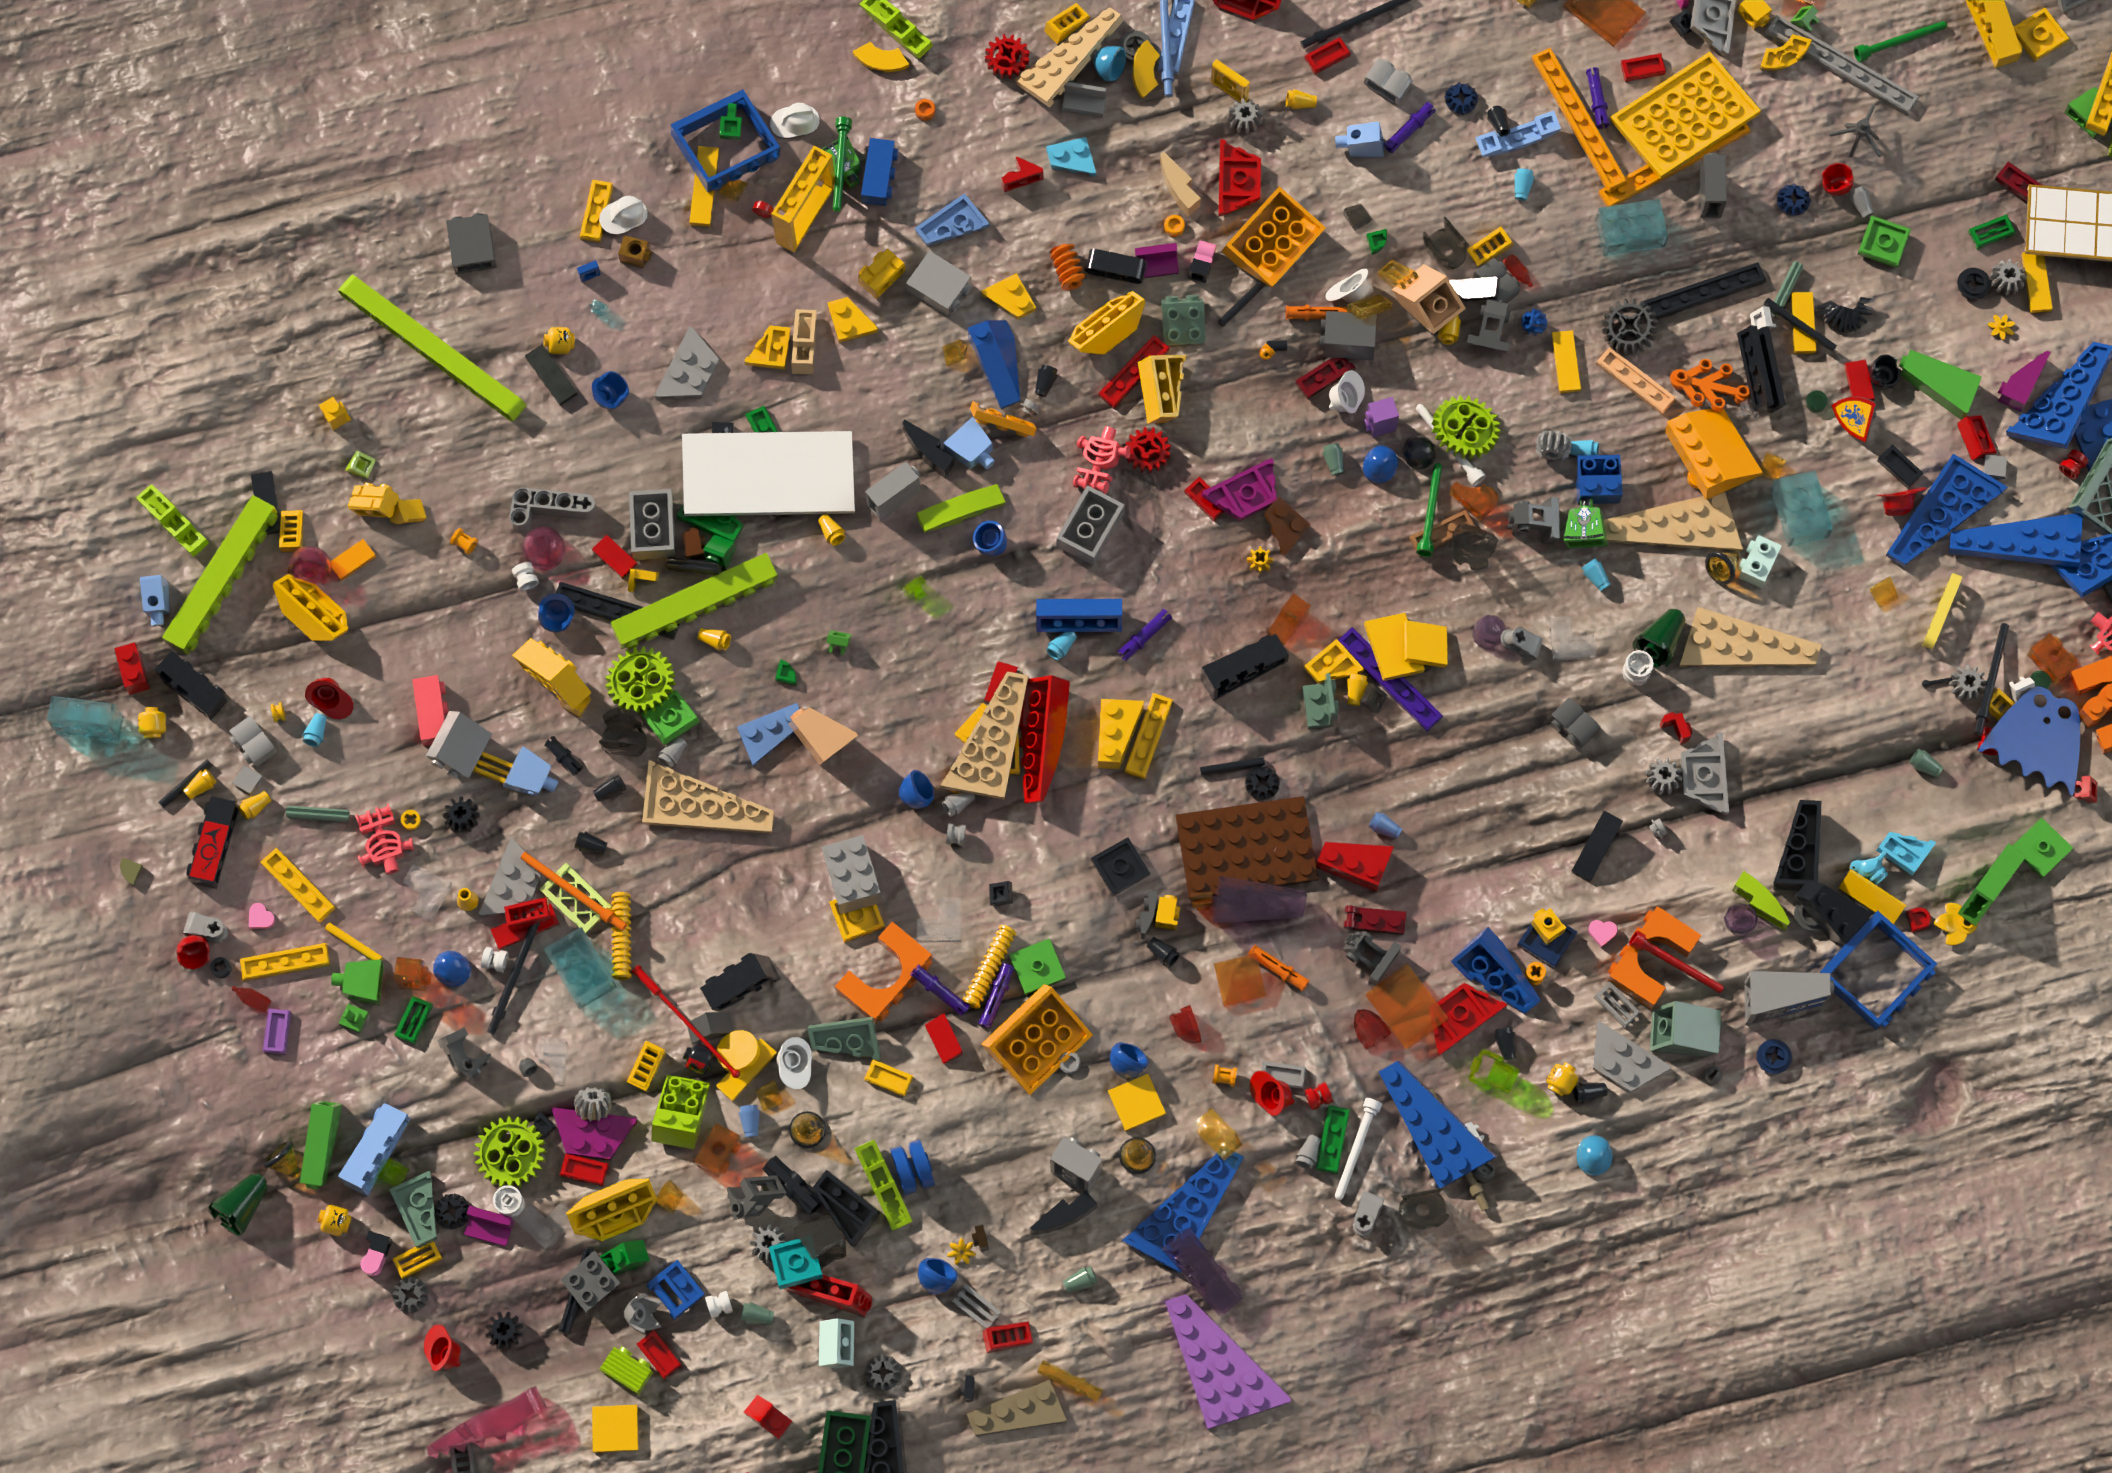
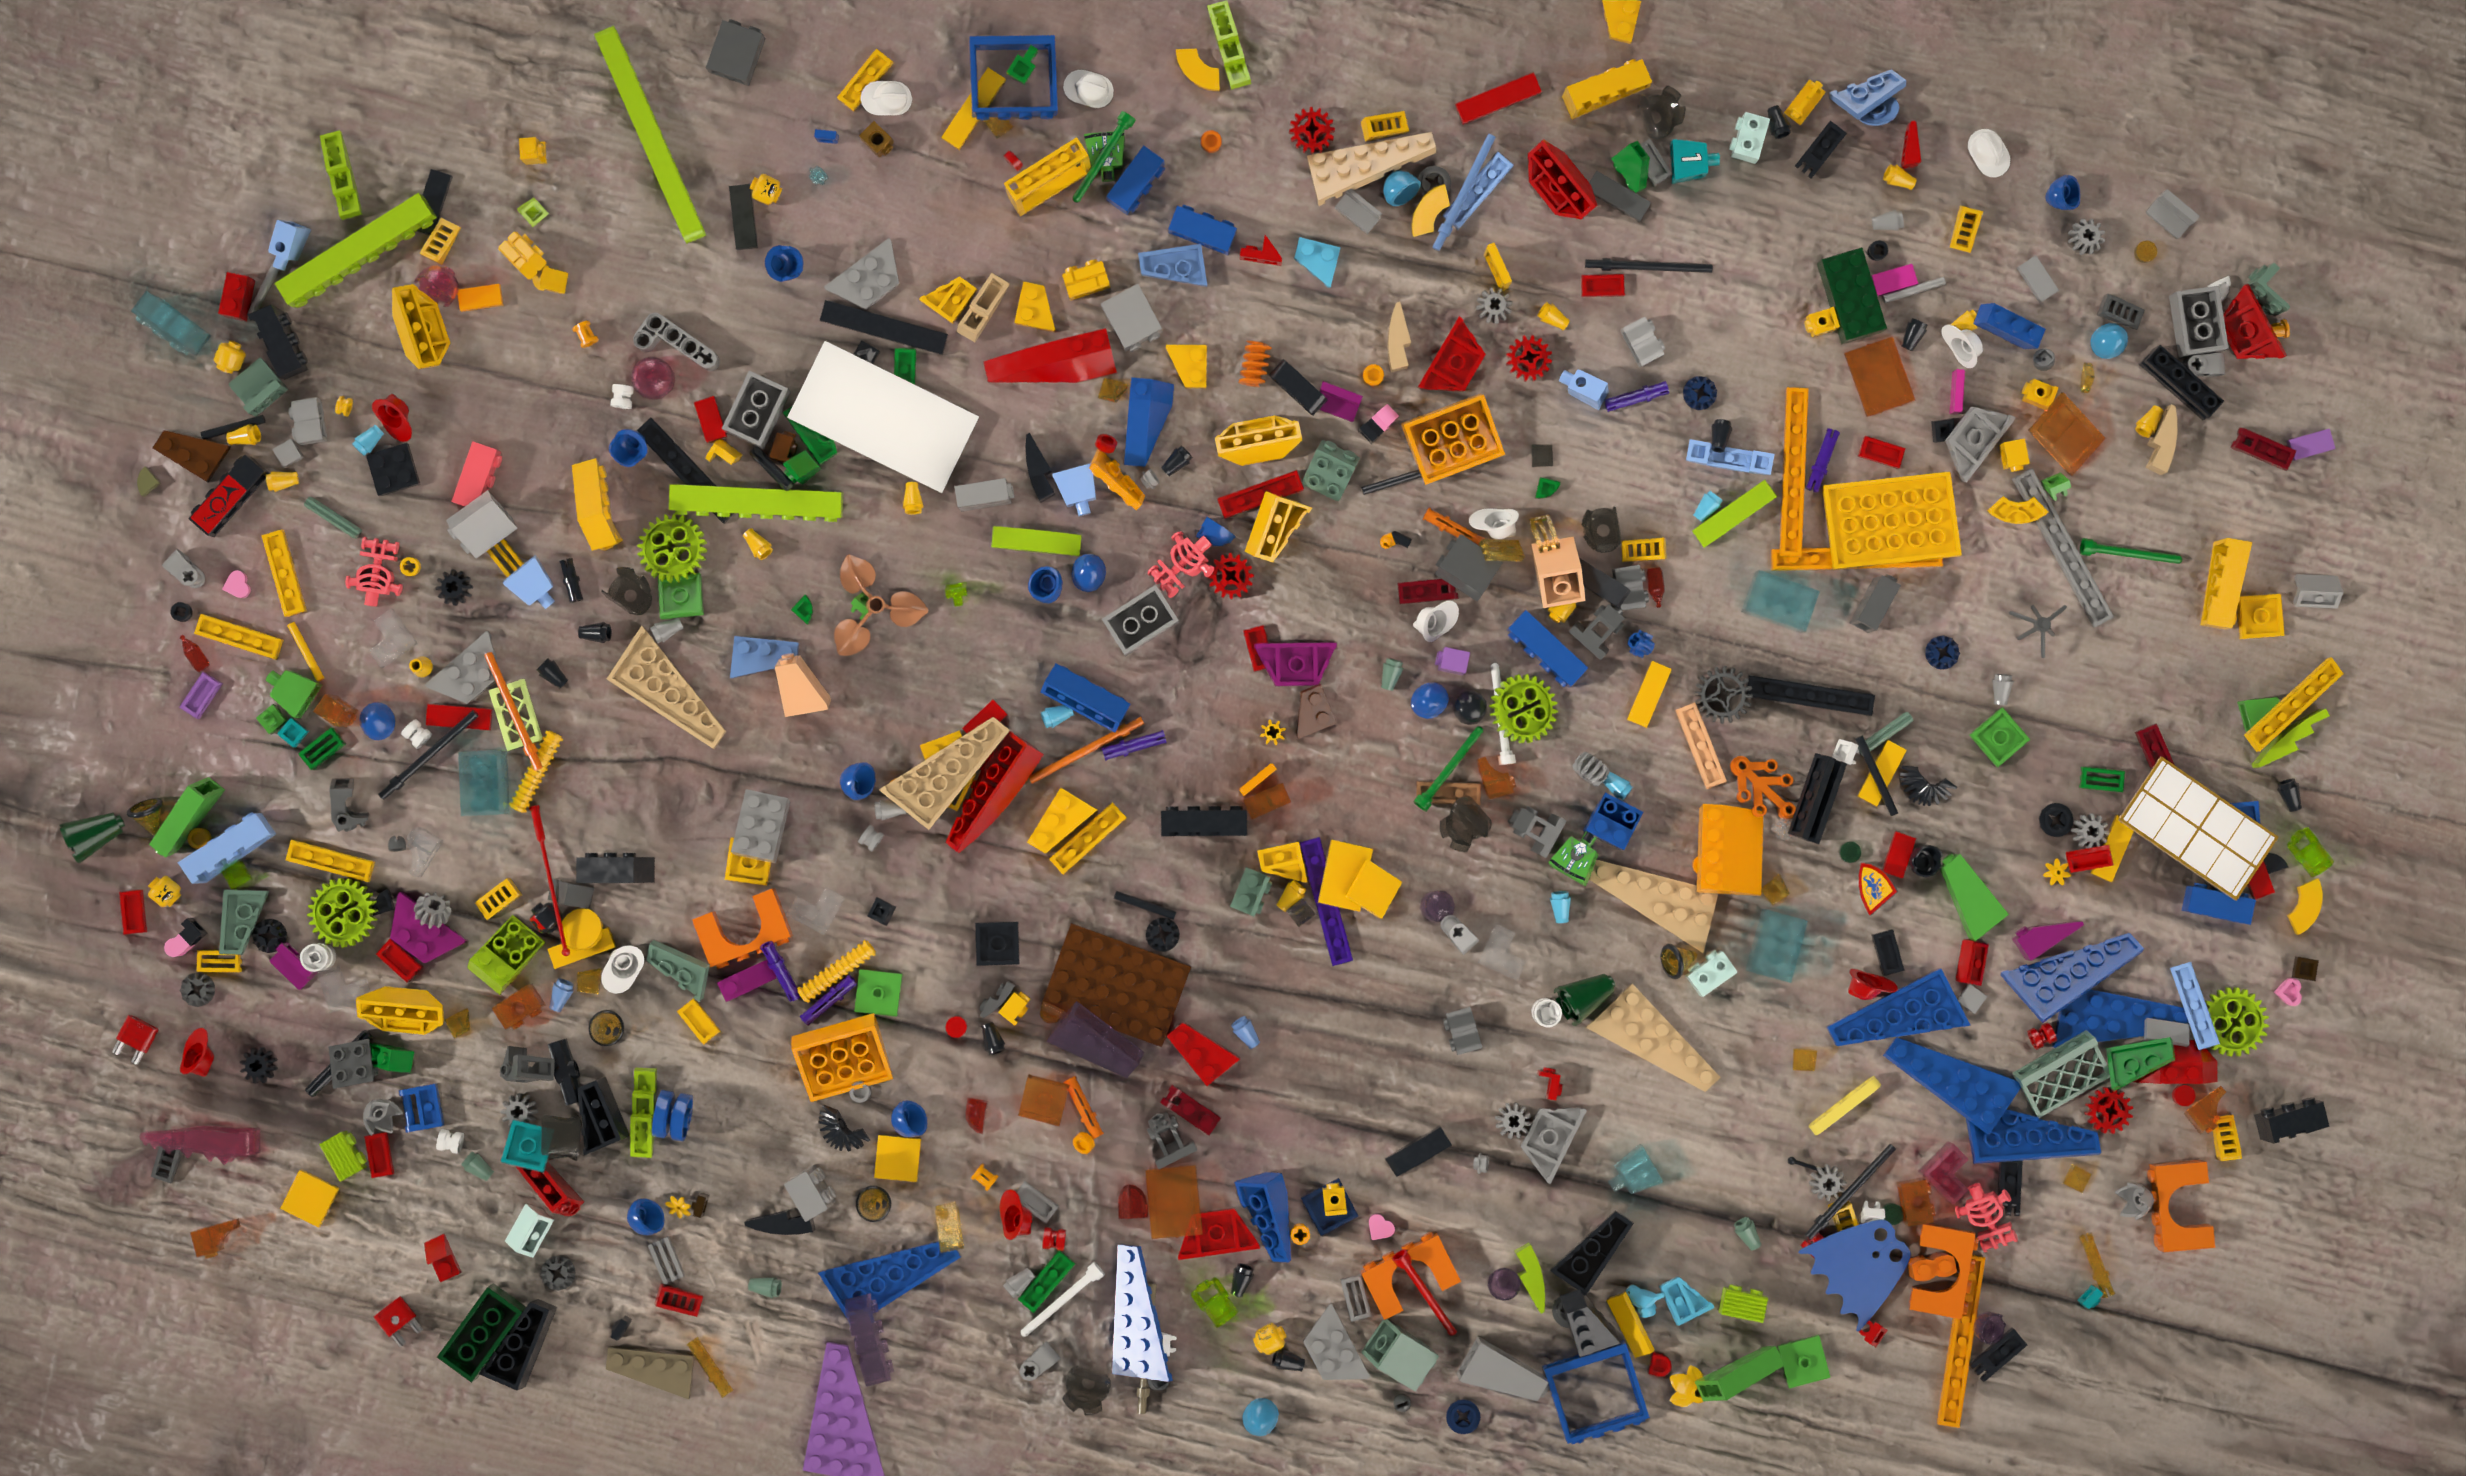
camera: 25 degrees right, 15 degrees up
(152, 652) = (263, 289): none -> light grey bar
(159, 825) = (192, 453): none -> reddish brown wing
(191, 736) = (258, 387): none -> sand green bracket
(193, 952) = (161, 587): red hair -> none
(313, 1257) = (133, 912): none -> red tile
(339, 1158) = (198, 838): none -> light orange tile
(350, 745) = (393, 469): none -> black plate
(375, 1365) = (137, 1035): none -> red piece
(380, 1018) = (293, 732): none -> teal plate
(473, 1115) = (330, 860): none -> yellow tile
(511, 910) = (447, 706): red slope -> none
(726, 402) = (883, 327): none -> black tile
(820, 617) = (905, 606): none -> nougat plant
(895, 350) = (1061, 360): none -> red wedge
(913, 1016) = (746, 980): none -> magenta slope
(944, 1039) = (764, 1013): red slope -> none
(960, 179) = (1202, 229): none -> blue brick
(975, 396) = (1106, 443): none -> red tile
(1021, 512) = (1088, 572): none -> blue hat
(1070, 1106) = (839, 1132): none -> black hair
(1114, 418) = (1215, 533): none -> blue brick
(1124, 959) = (956, 1026): none -> red tile
(1127, 628) = (1123, 730): none -> orange bar
(1269, 606) = (1257, 779): none -> light orange tile
(1296, 998) = (1083, 1142): none -> light orange tile
(1299, 134) = (1530, 367): none -> red gear
(1456, 368) = (1547, 649): none -> blue brick
(1549, 177) = (1734, 513): none -> lime slope
(1797, 762) = (1635, 1172): none -> clear light blue torso
(1837, 179) = (1992, 657): red hair -> none
(1959, 825) = (1743, 1303): none -> lime brick
(2021, 297) = (2089, 858): none -> red tile
(2062, 623) = (1940, 1172): none -> clear pink brick

